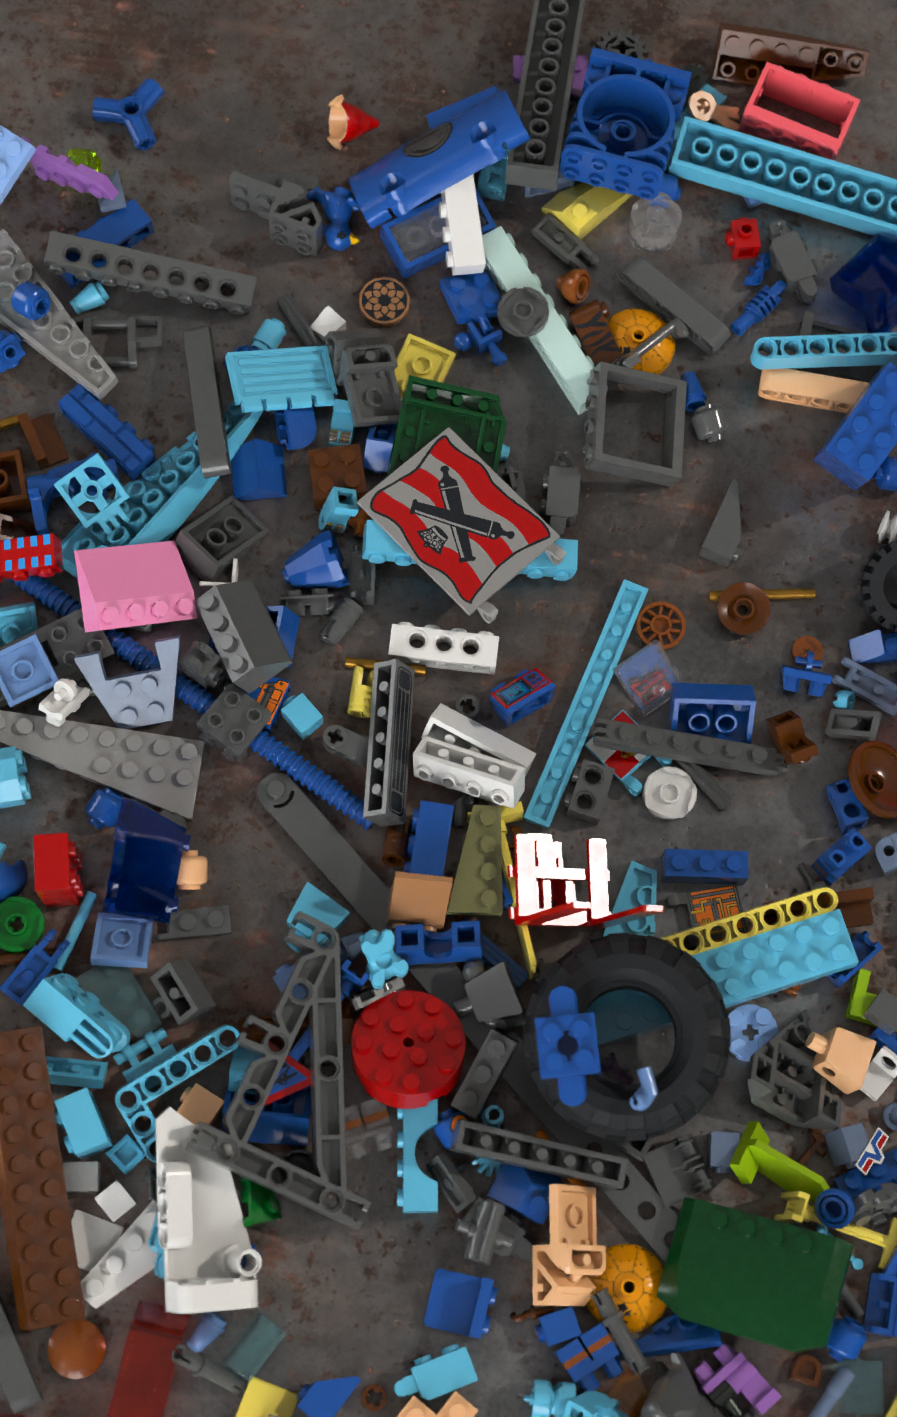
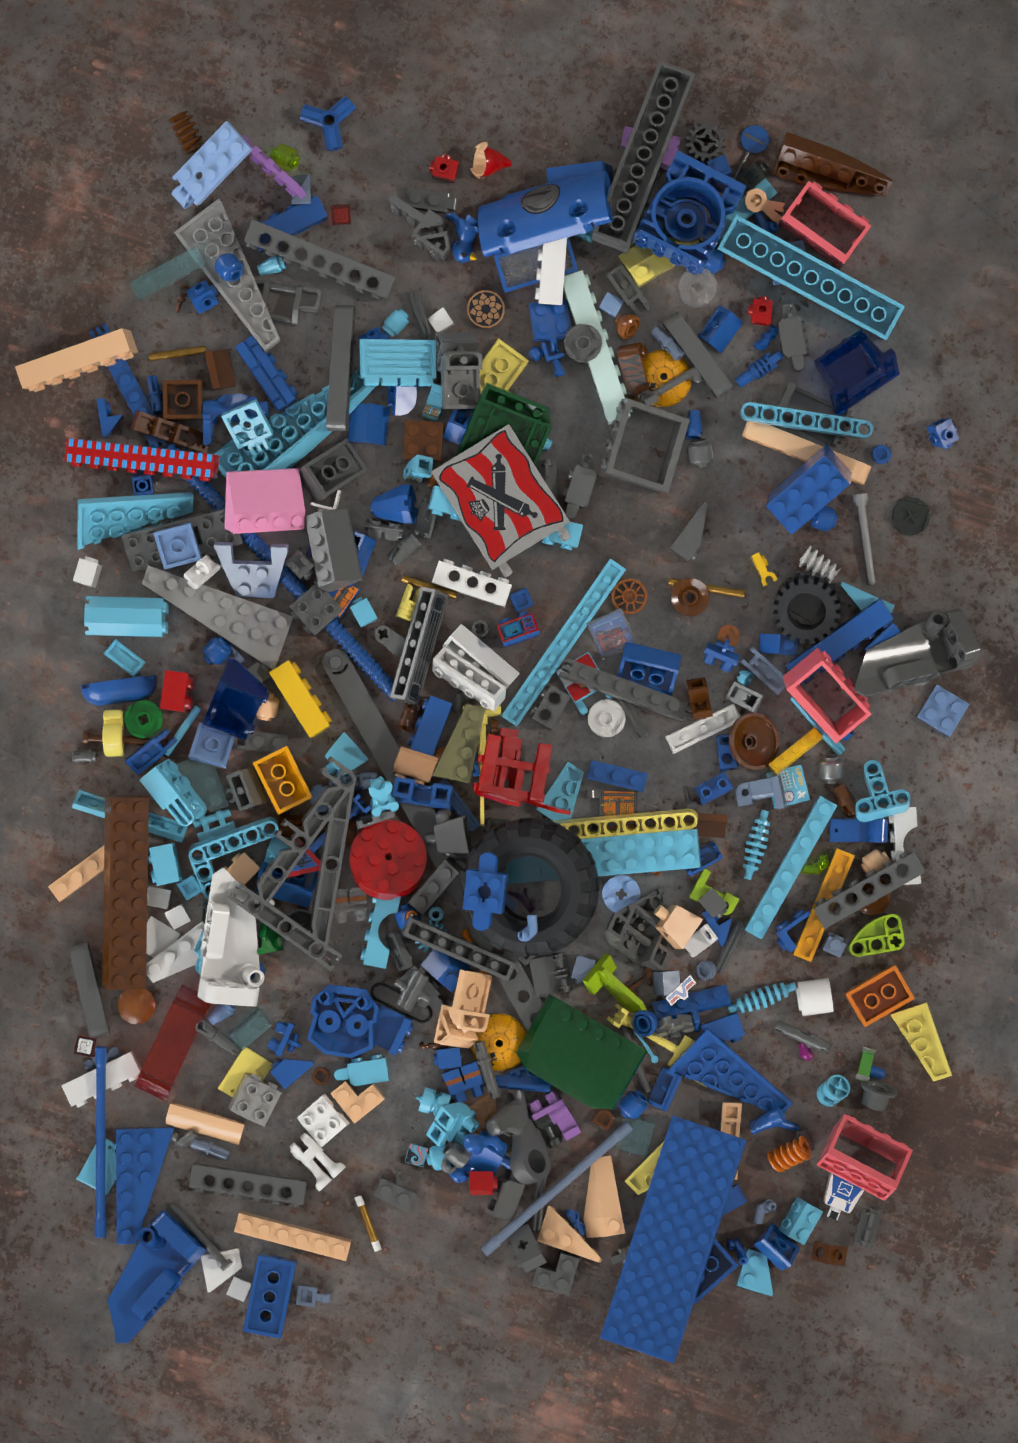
camera: 20 degrees right, 15 degrees up
(169, 223) = (341, 214): none -> clear red tile
(233, 967) = (282, 780): none -> light orange slope
(236, 848) = (300, 699): none -> yellow brick
(293, 142) = (444, 168): none -> red brick
(309, 1337) = (279, 1046): none -> blue hips
(394, 1328) = (341, 1036): none -> blue brick
(471, 1273) = (396, 1009): none -> black piece
(515, 659) = (521, 600): none -> blue tile
(547, 267) = (611, 305): none -> light blue slope
(633, 297) = (667, 343): none -> sand blue pin
(680, 45) = (754, 140): none -> blue piece
(697, 268) = (720, 328): none -> blue panel
(804, 781) = (702, 728): none -> white tile
(827, 551) = (760, 563): none -> yellow plate

